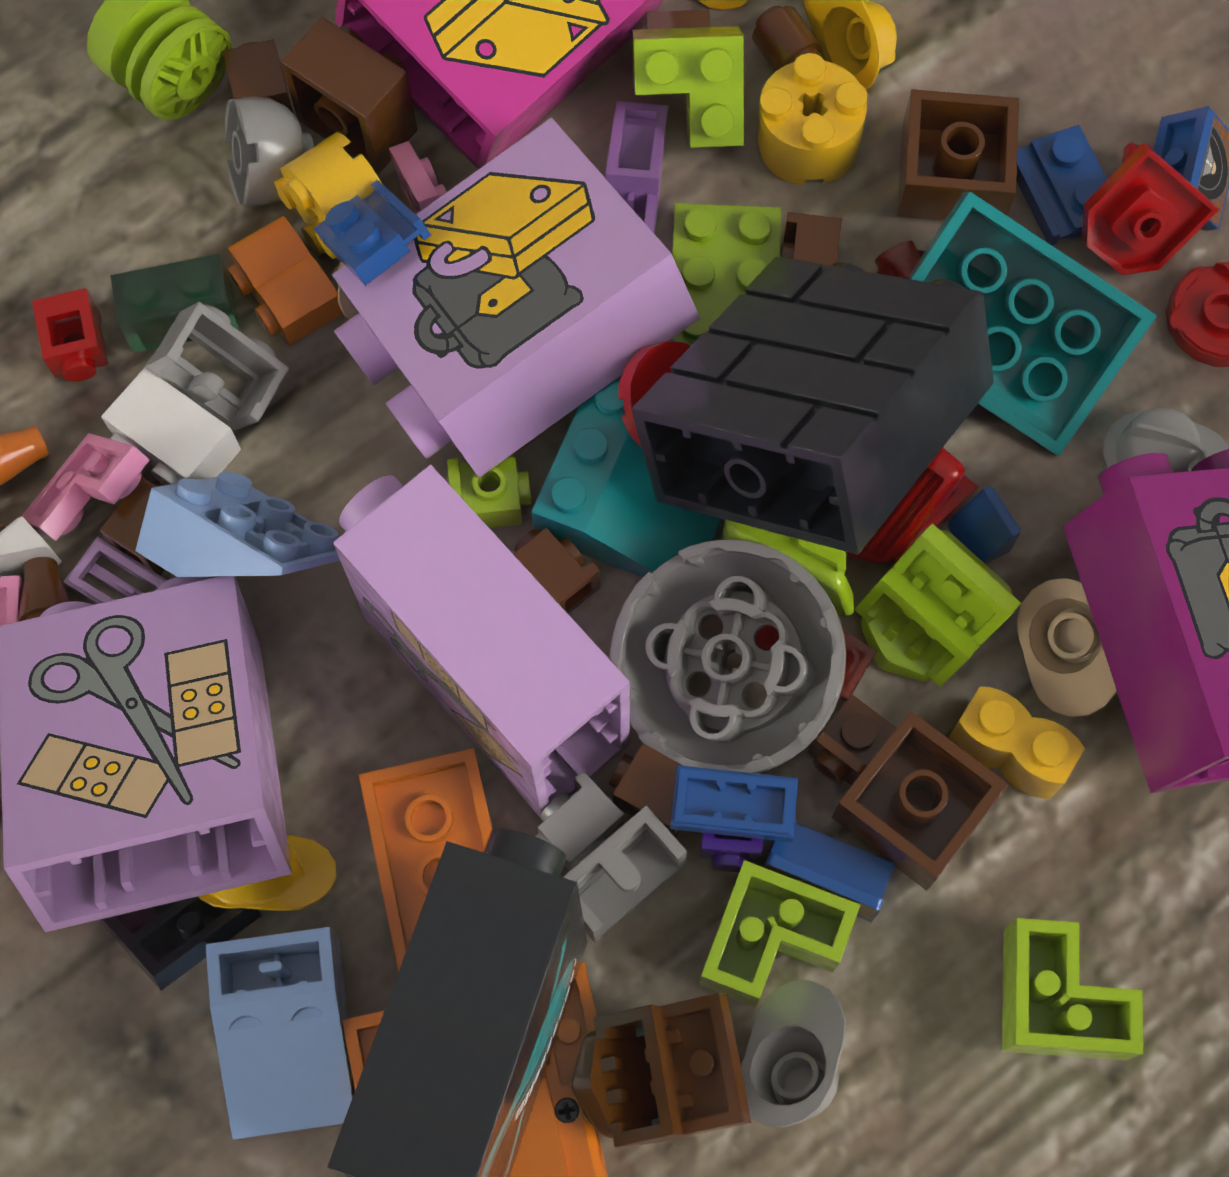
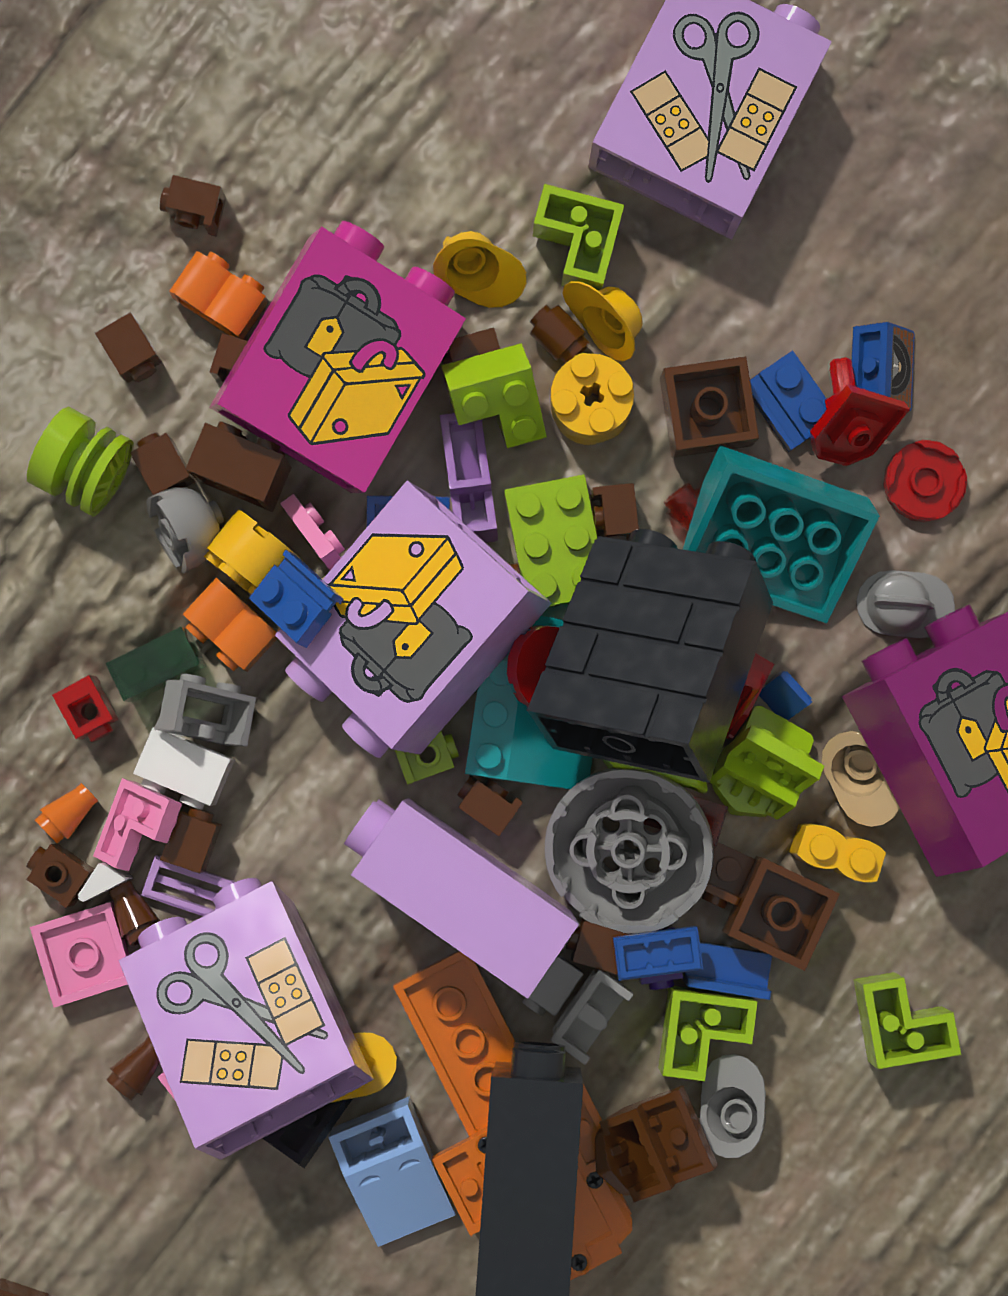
camera: 25 degrees left, 15 degrees up
(230, 531) = (265, 847): light blue slope -> none

